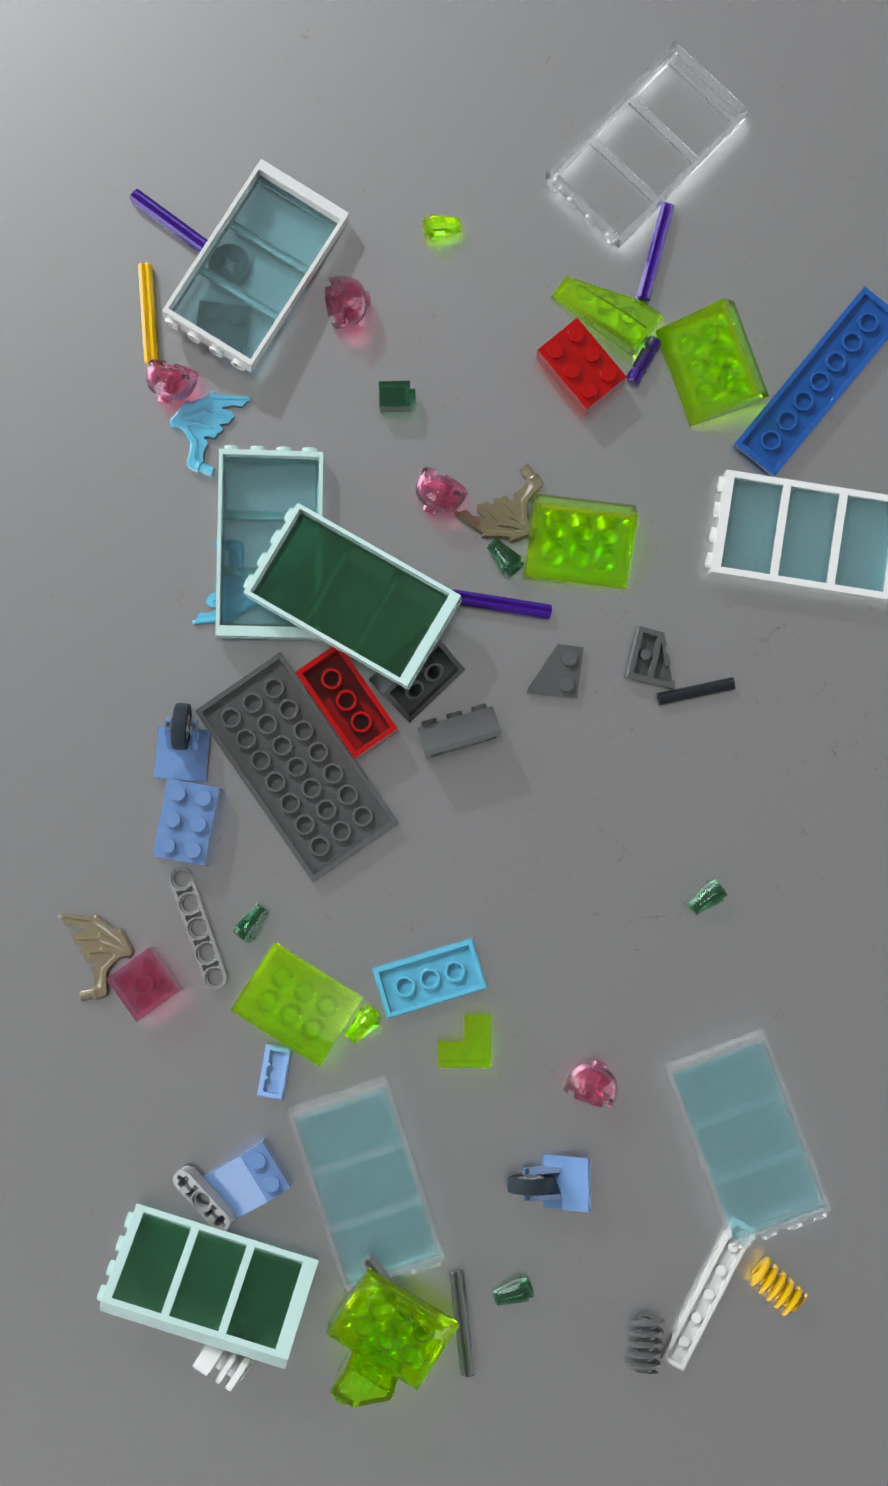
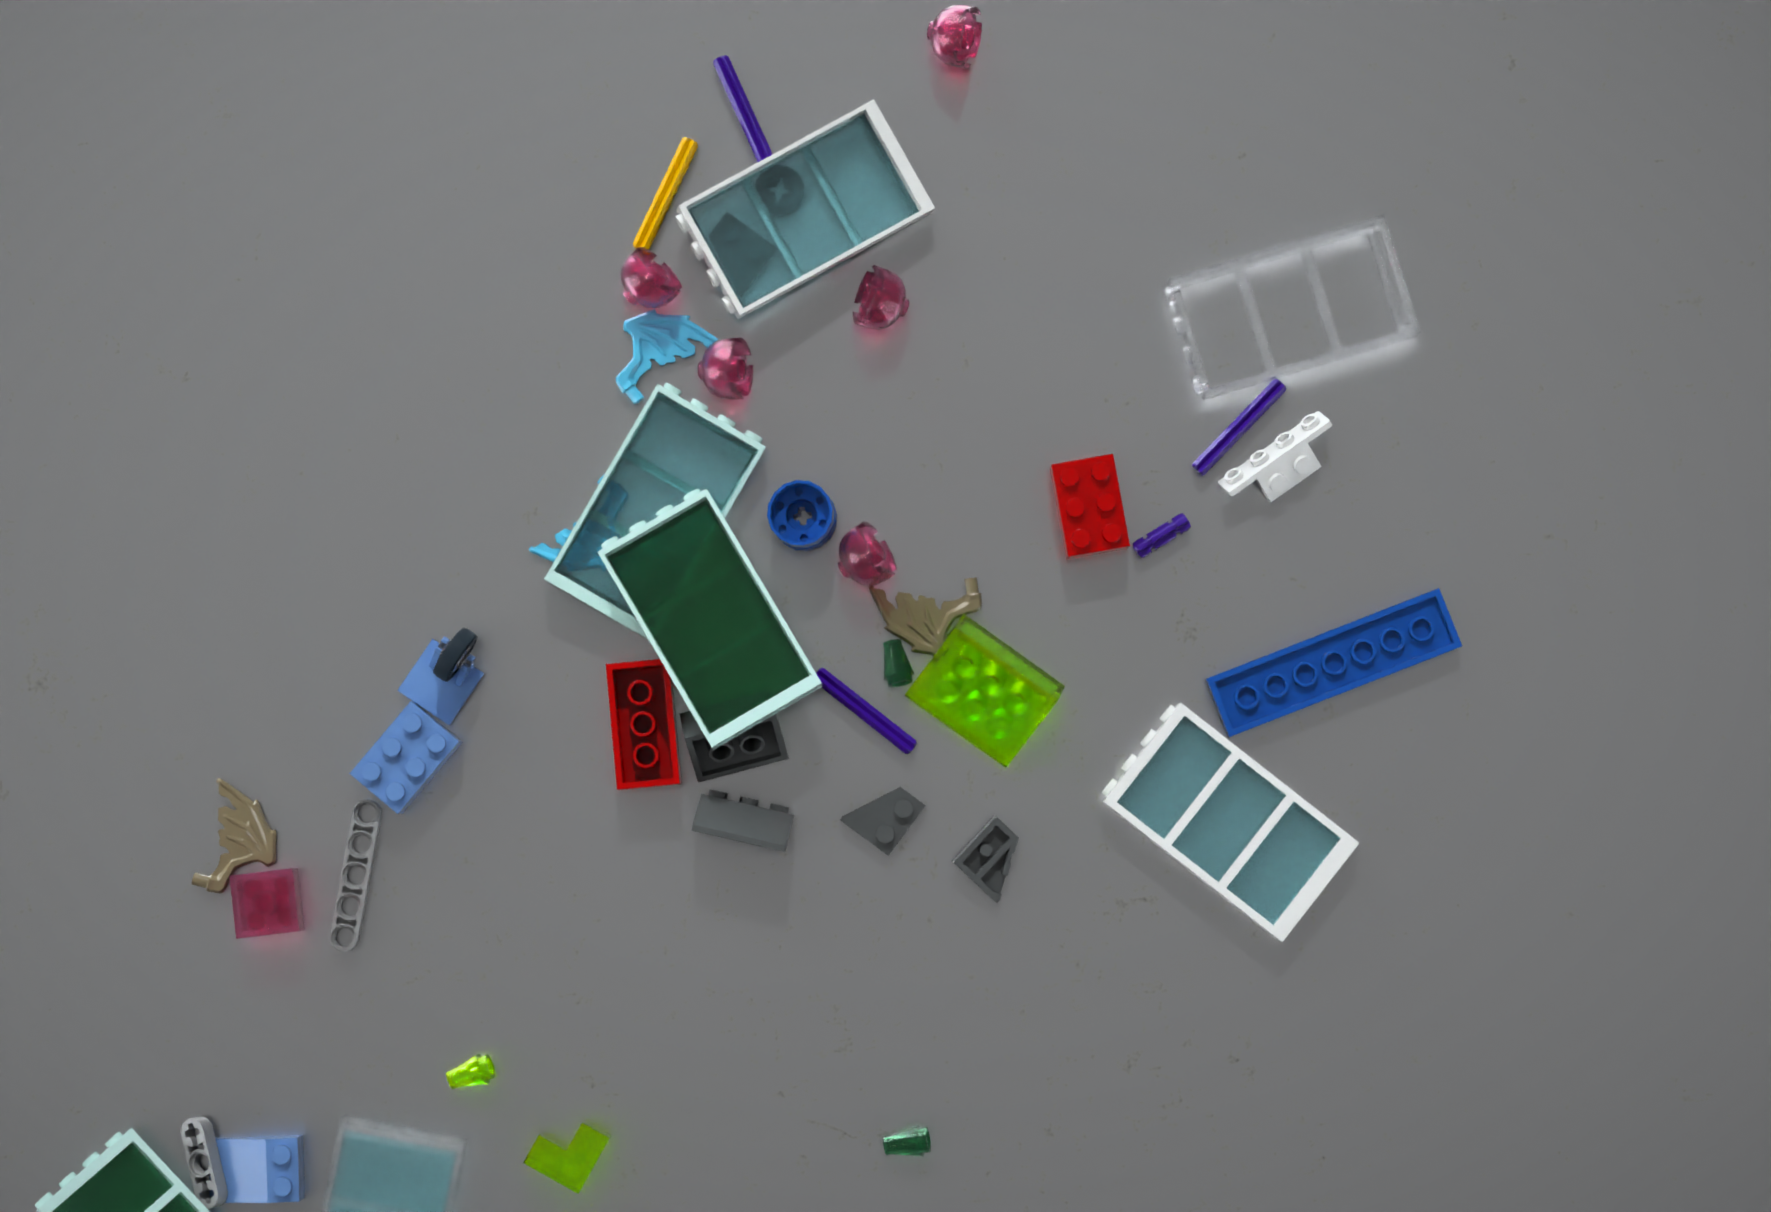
camera: 25 degrees right, 0 degrees up
(250, 924) = (412, 901): clear green cone -> none
(262, 413) = (726, 369): none -> clear pink cylinder
(274, 1071) = (351, 1070): light blue plate -> none
(293, 82) = (955, 35): none -> clear pink cylinder
(296, 767) = (552, 763): dark grey plate -> none
(296, 1004) = (414, 1013): clear neon green slope -> none
(366, 476) = (787, 506): none -> blue wheel
(396, 396) = (876, 429): clear green brick -> none
(429, 978) = (568, 1063): medium azure tile -> none
(439, 226) = (1025, 273): clear neon green cone -> none
(613, 315) = (1158, 471): clear neon green wedge -> none
(695, 691) = (1018, 918): black piece -> none
(701, 259) = (1282, 462): none -> white bracket
(712, 362) = (1232, 579): clear neon green slope -> none

